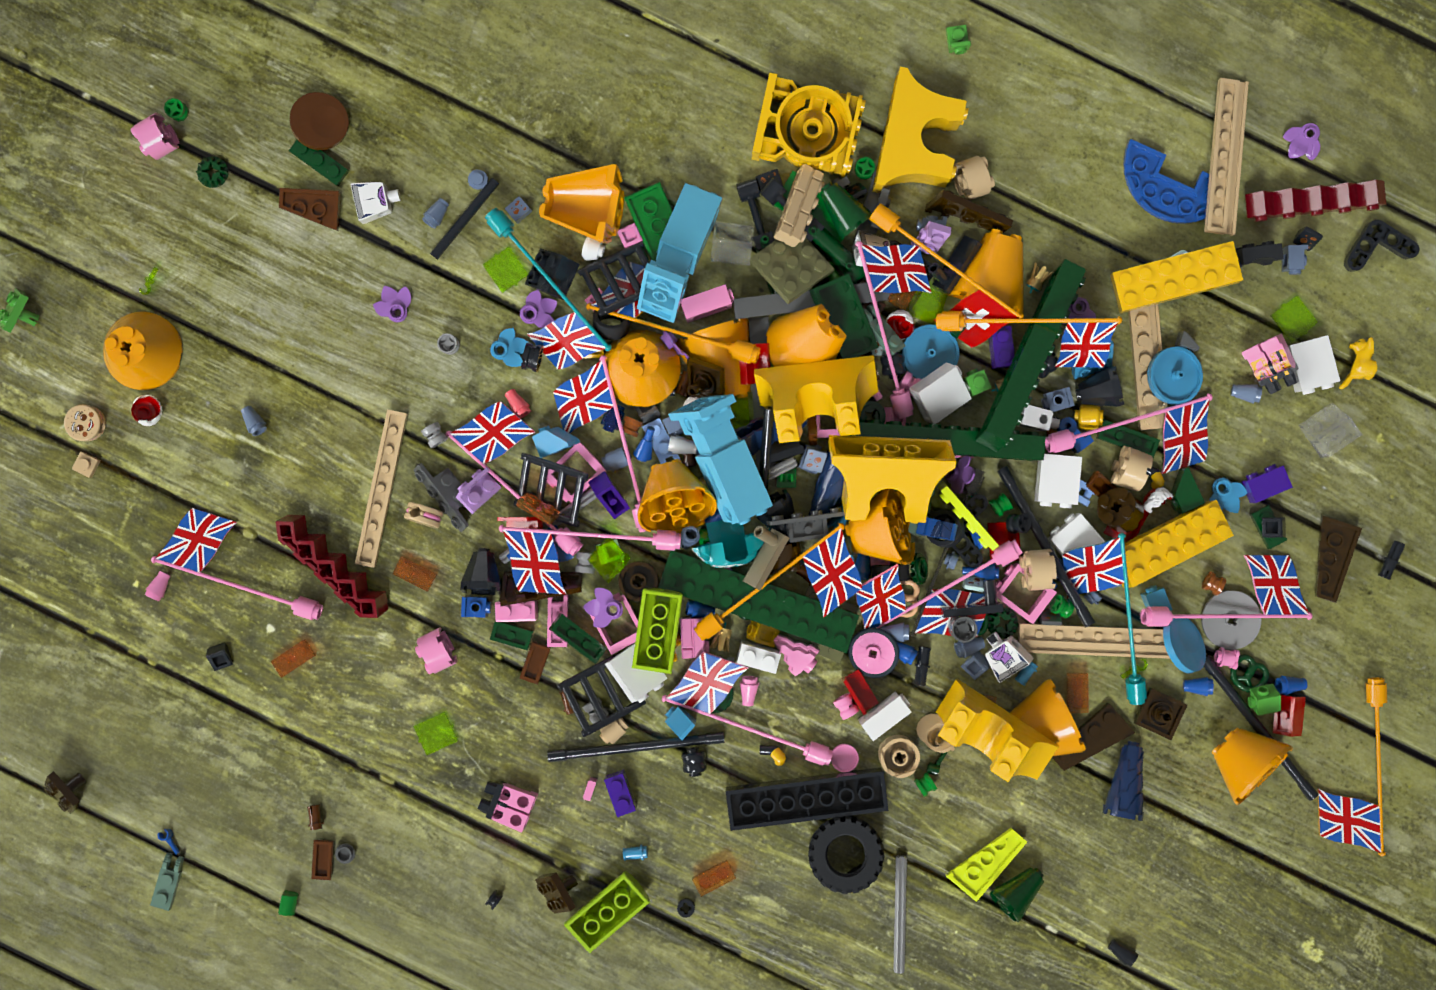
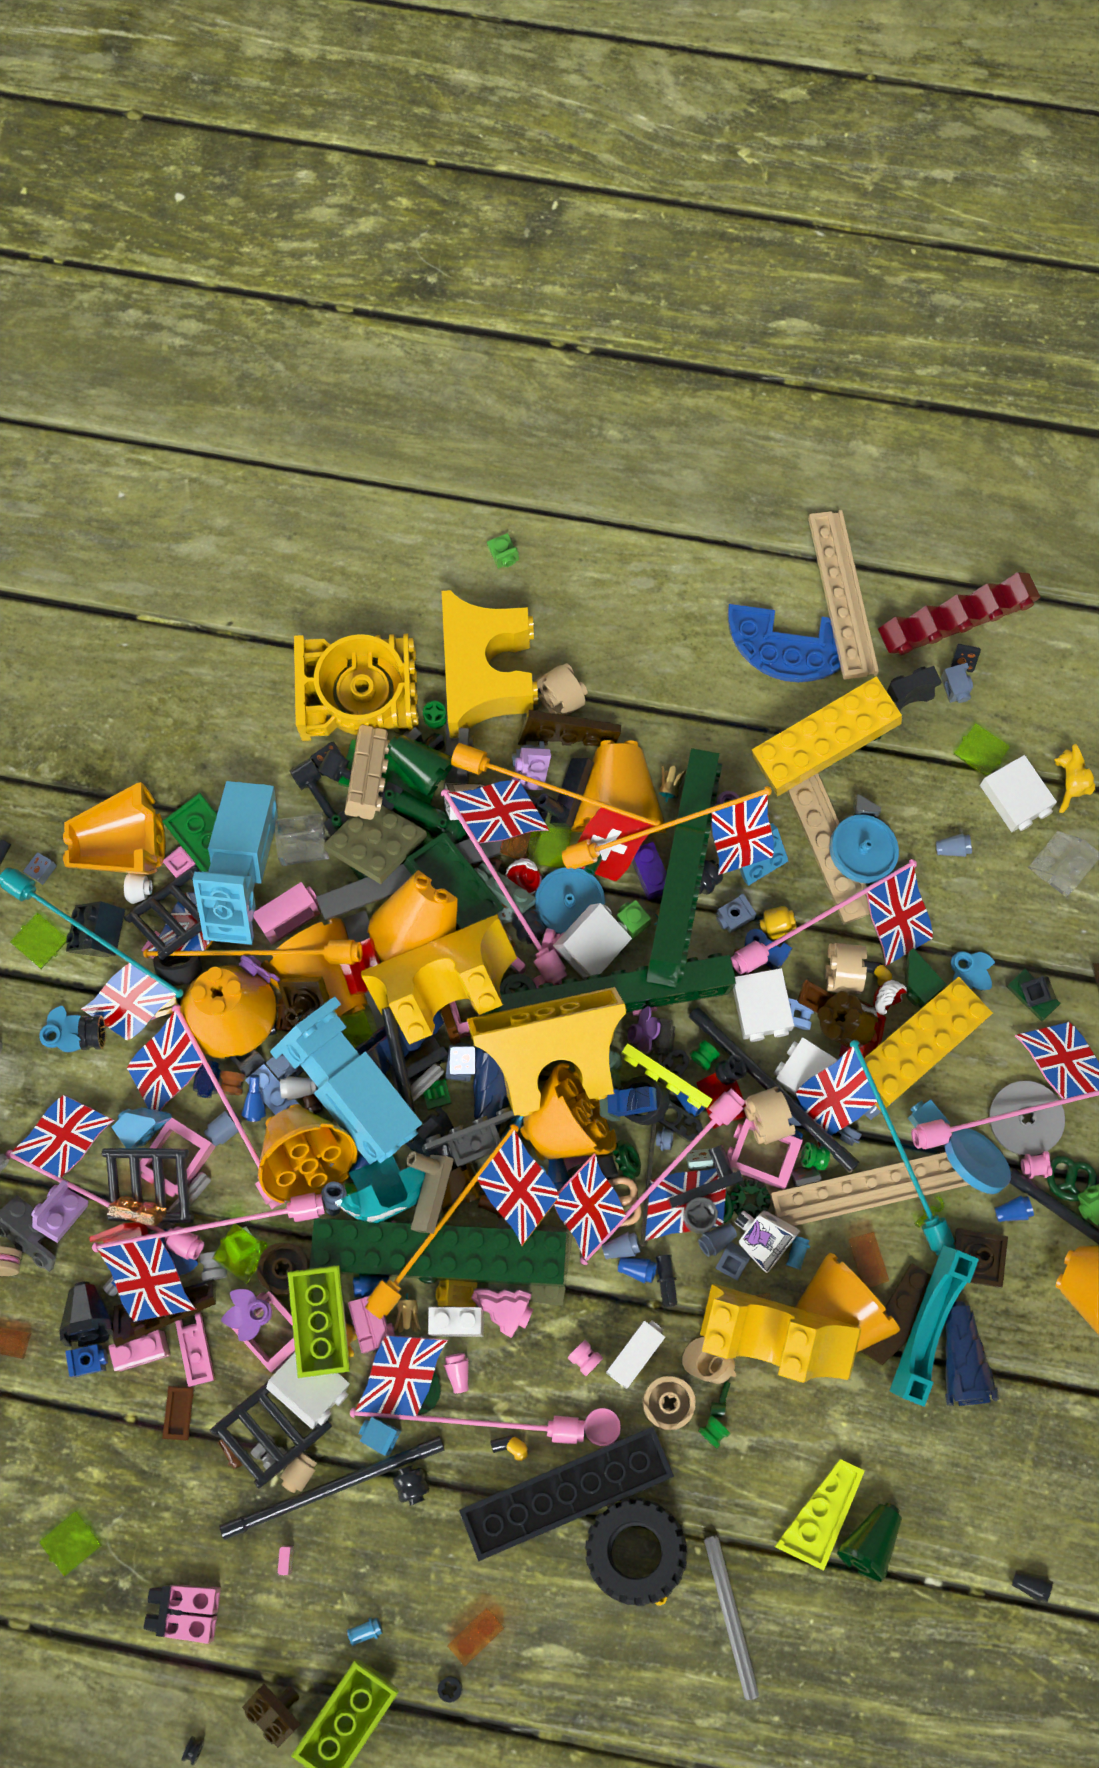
camera: 15 degrees left, 15 degrees down
(436, 651) = (46, 1430): bright pink brick -> none
(511, 635) = (140, 1385): dark green plate -> none
(517, 403) = (86, 1094): coral cone -> none
(541, 308) = (91, 973): medium lavender plate -> none
(577, 638) = (224, 1364): dark green plate -> none
(609, 495) = (222, 1171): dark purple brick -> none
(620, 793) = (326, 1554): dark purple brick -> none
(860, 691) = (598, 1334): red panel -> none
(876, 640) = (585, 1285): bright pink wheel -> none
(989, 572) = (710, 1140): blue cone -> none
(1038, 419) = (713, 939): white torso -> none
(1086, 783) = (914, 1372): none -> teal arch
(1101, 389) = (781, 886): black cone -> none
(1123, 436) = (821, 934): dark green plate -> none
(1213, 583) = (990, 1078): dark orange wheel -> none
(1266, 484) = (1013, 943): dark purple brick -> none
(1271, 362) = (970, 803): hips -> none
(1301, 143) = (925, 560): medium lavender plate -> none
(1379, 238) = (1048, 635): black beam -> none

